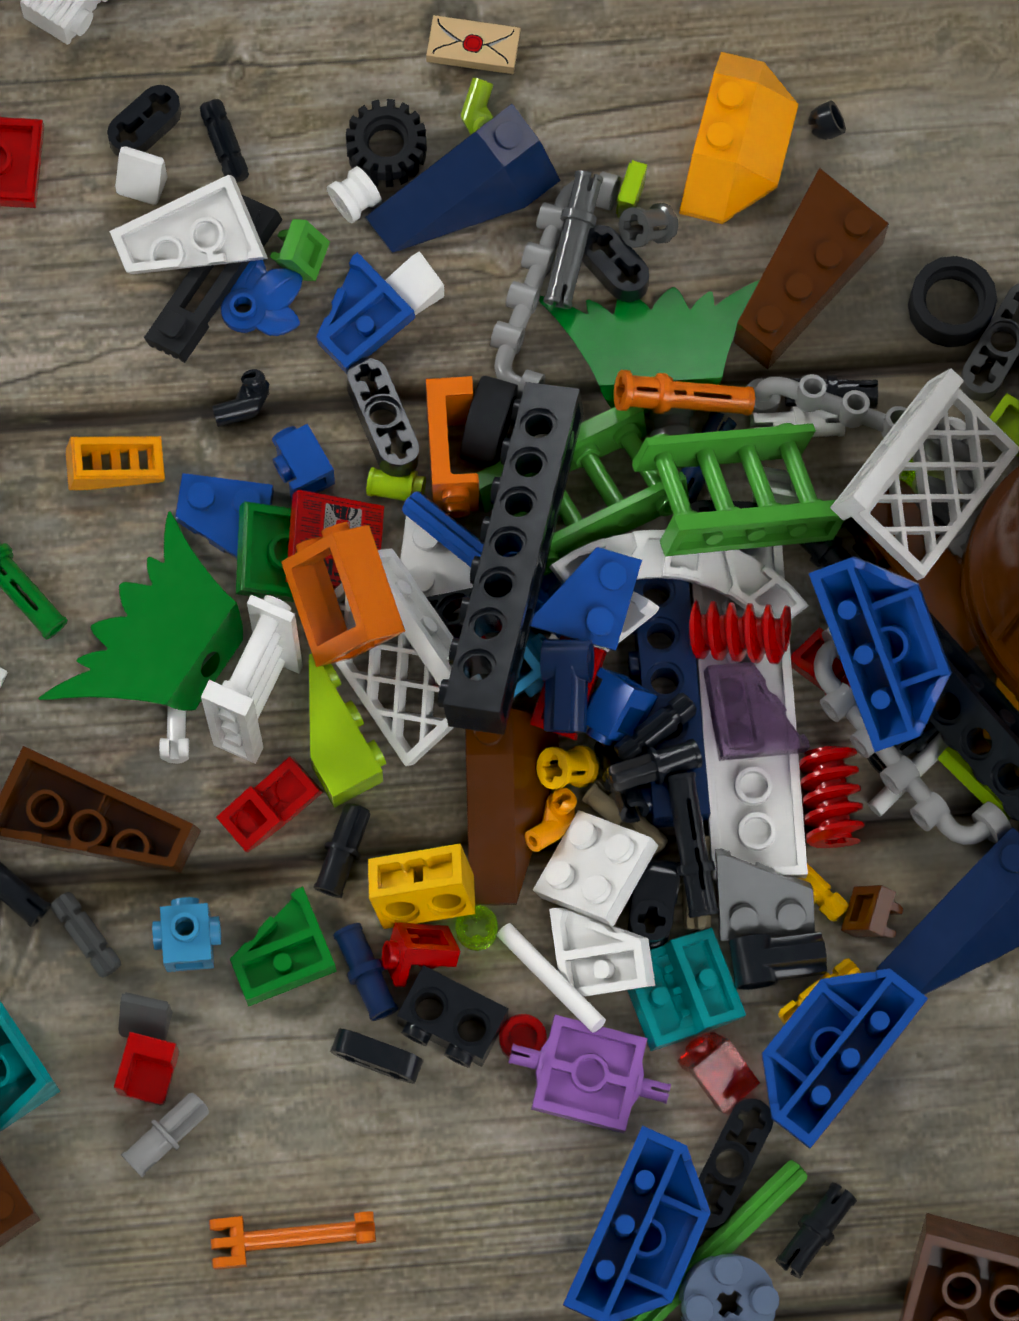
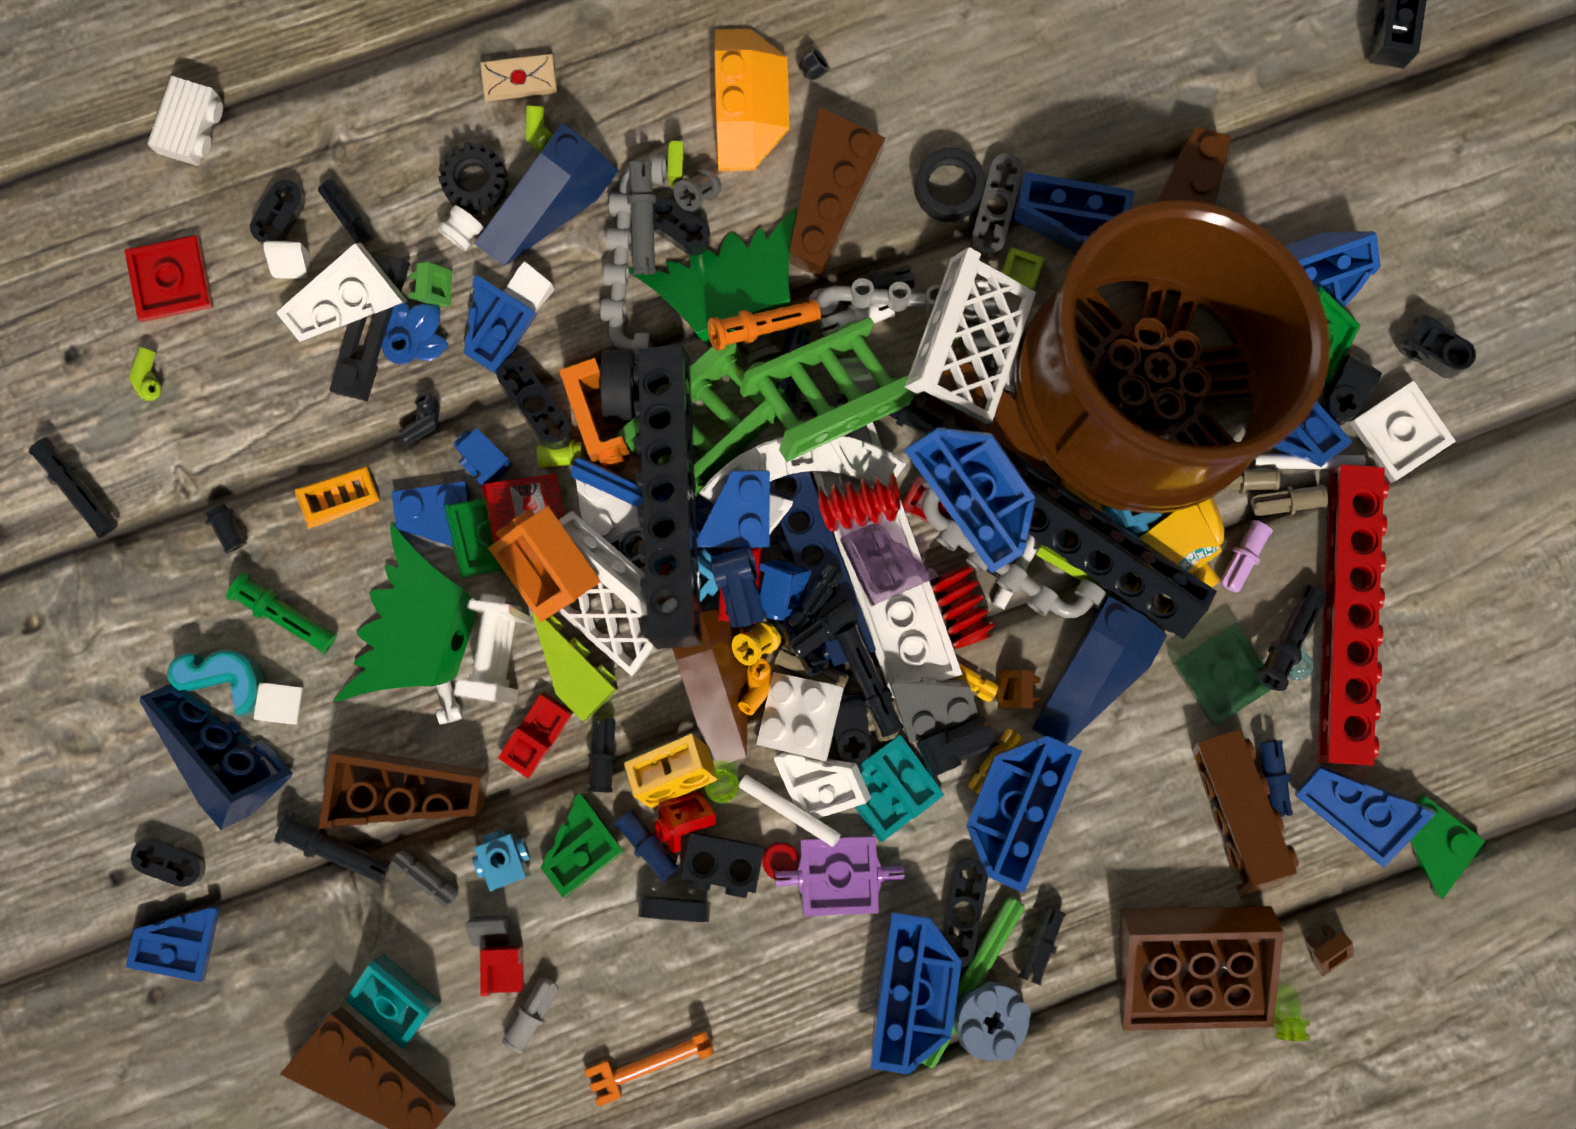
camera: 20 degrees left, 10 degrees up
(718, 1070) = (935, 844): clear red bracket -> none

